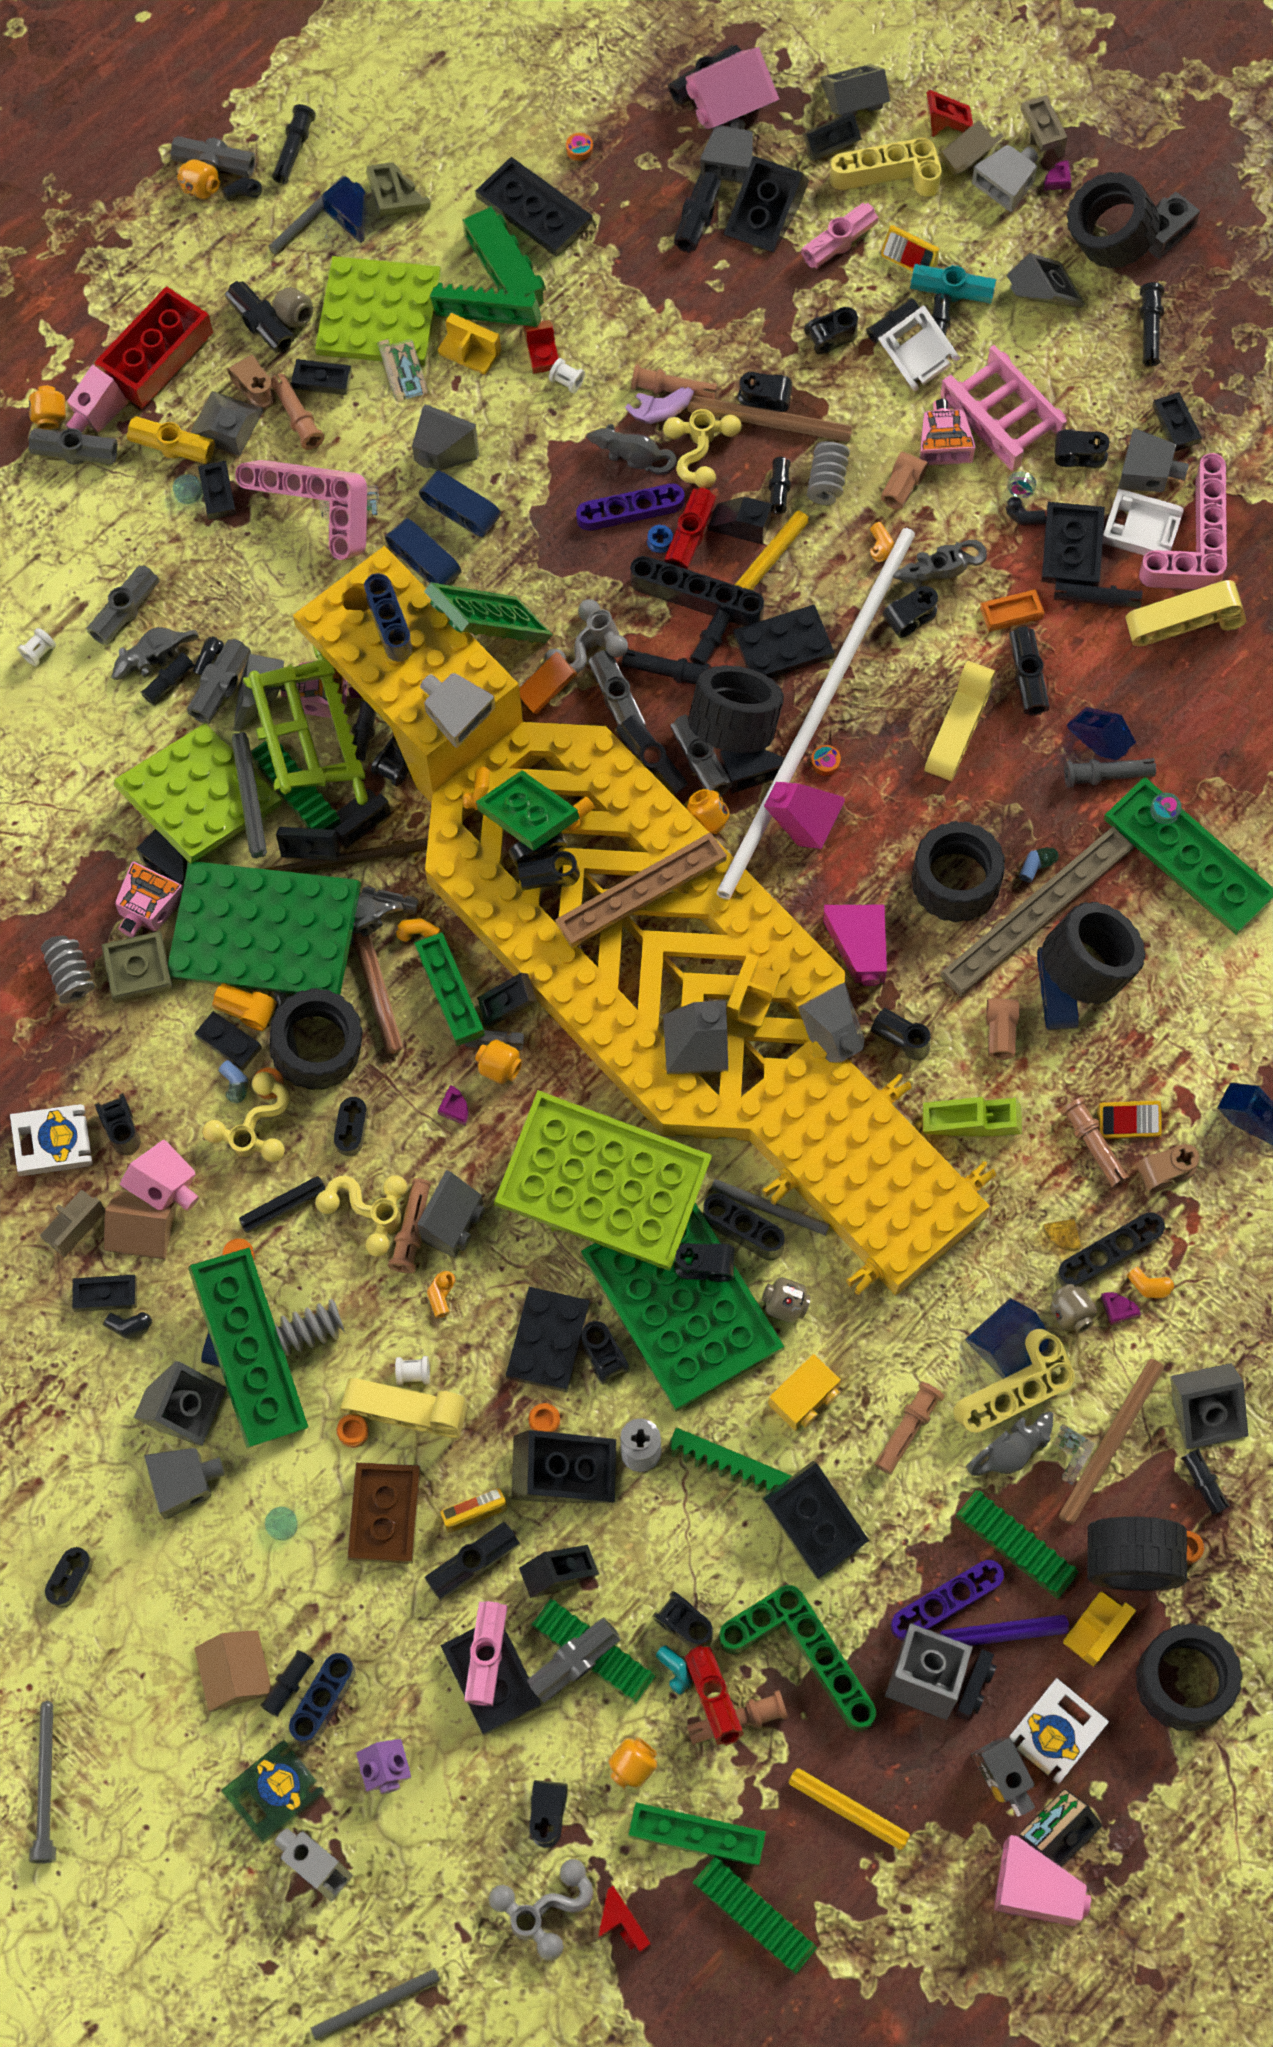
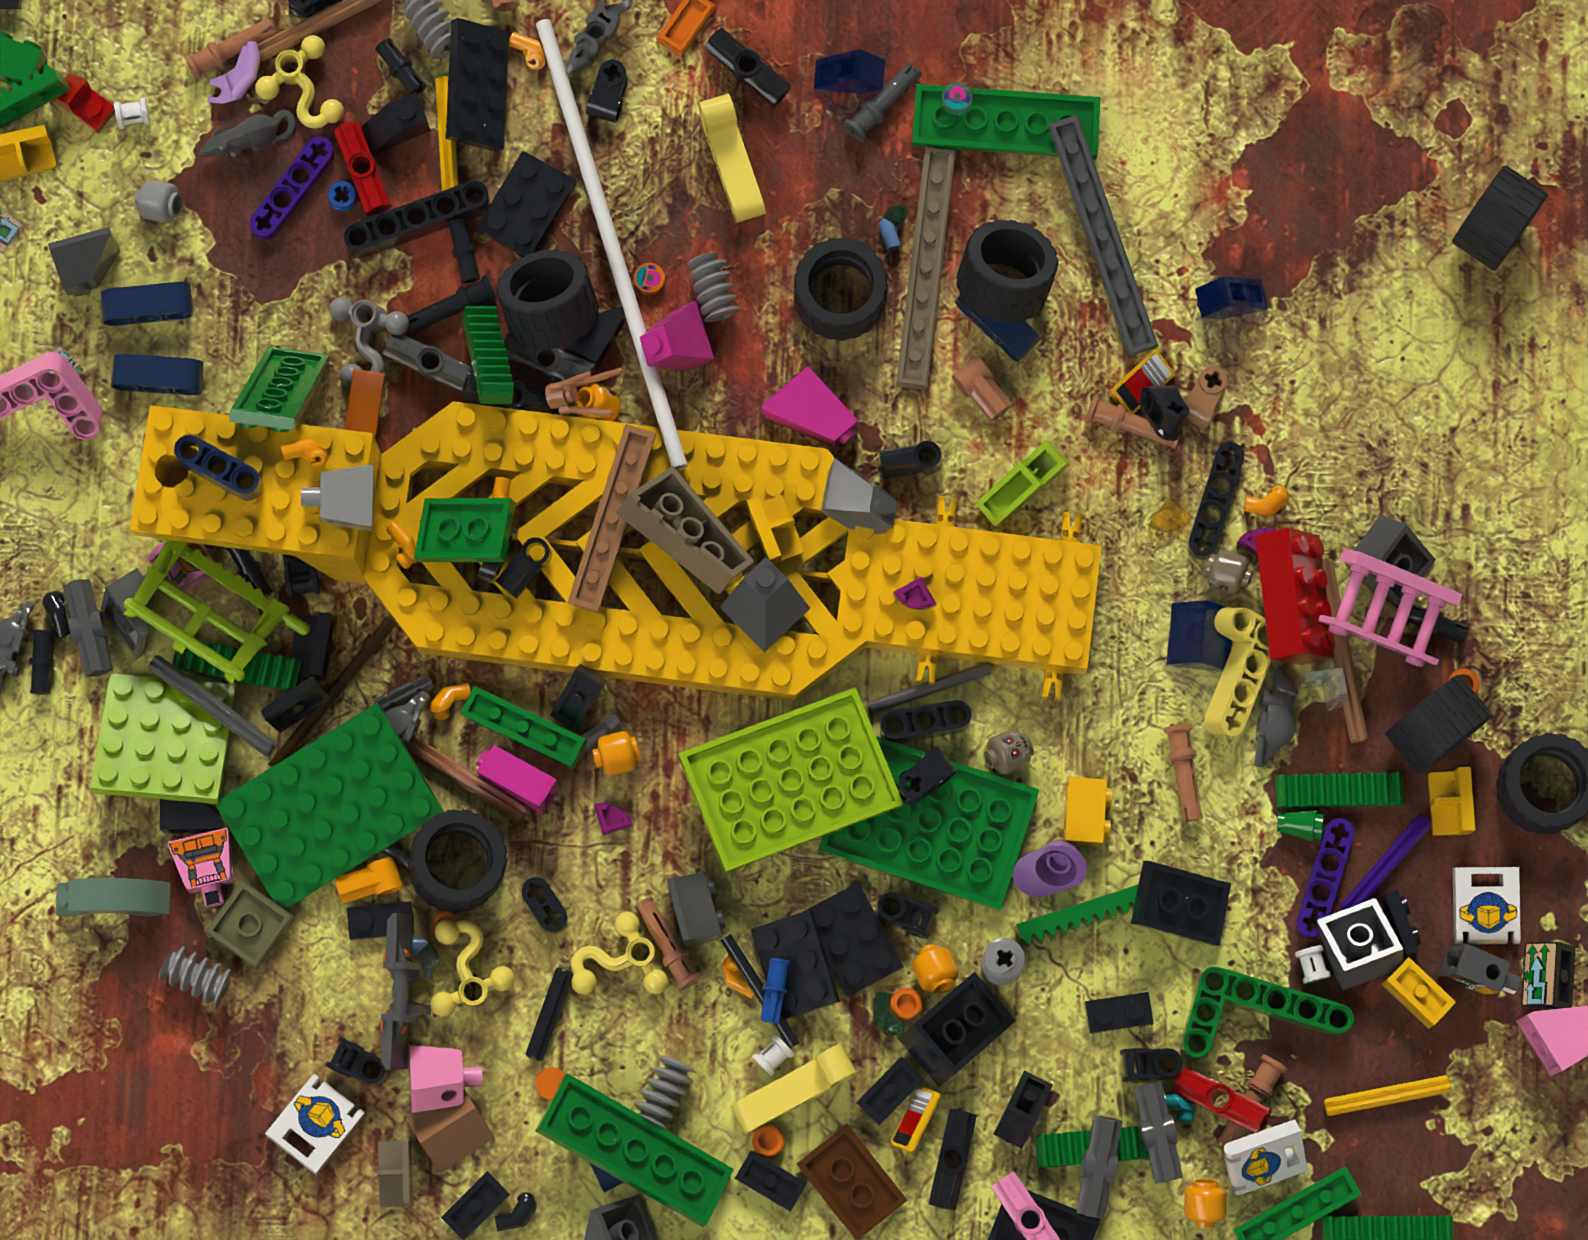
camera: 45 degrees left, 10 degrees up
(65, 869) = (113, 897): none -> sand green arch
(194, 1094) = (398, 962): none -> dark grey piece
(326, 1459) = (770, 1181): none -> black plate
(412, 1022) = (518, 779): none -> dark pink slope
(444, 1315) = (756, 986): none -> black bar
(453, 1320) = (774, 990): none -> blue axle
(461, 655) = (307, 449): none -> light orange arm
(473, 1471) = (890, 1091): none -> black plate
(487, 1320) = (809, 973): none -> black plate
(518, 1413) = (884, 1018): none -> clear green arm
(531, 444) = (159, 201): none -> light grey head
(587, 1410) = (935, 969): none -> light orange head
(642, 1674) = (1158, 1132): none -> dark grey piece
(658, 713) = (488, 355): none -> green gear
(684, 935) = (686, 530): none -> dark tan wedge
(686, 781) = (564, 393): none -> nougat plant
(697, 1564) = (1118, 1013): none -> black plate
(701, 1764) = (1262, 1157): none -> white container
(738, 1410) = (1050, 869): none -> medium lavender piece
(814, 1124) = (915, 595): none -> magenta tile
(821, 534) = (477, 85): none -> black plate
(865, 798) = (711, 287): none -> light grey piece
(878, 1656) = (1315, 953): none -> white bush
(942, 1748) = (1419, 993): none -> yellow panel
(965, 1545) = (1301, 824): none -> green cone
(1107, 1365) = (1295, 596): none -> red brick
(1127, 1150) = (1164, 410): none -> black piece
(1191, 991) = (1102, 236): none -> dark grey tile
(1191, 1406) = (1412, 587): none -> bright pink fence

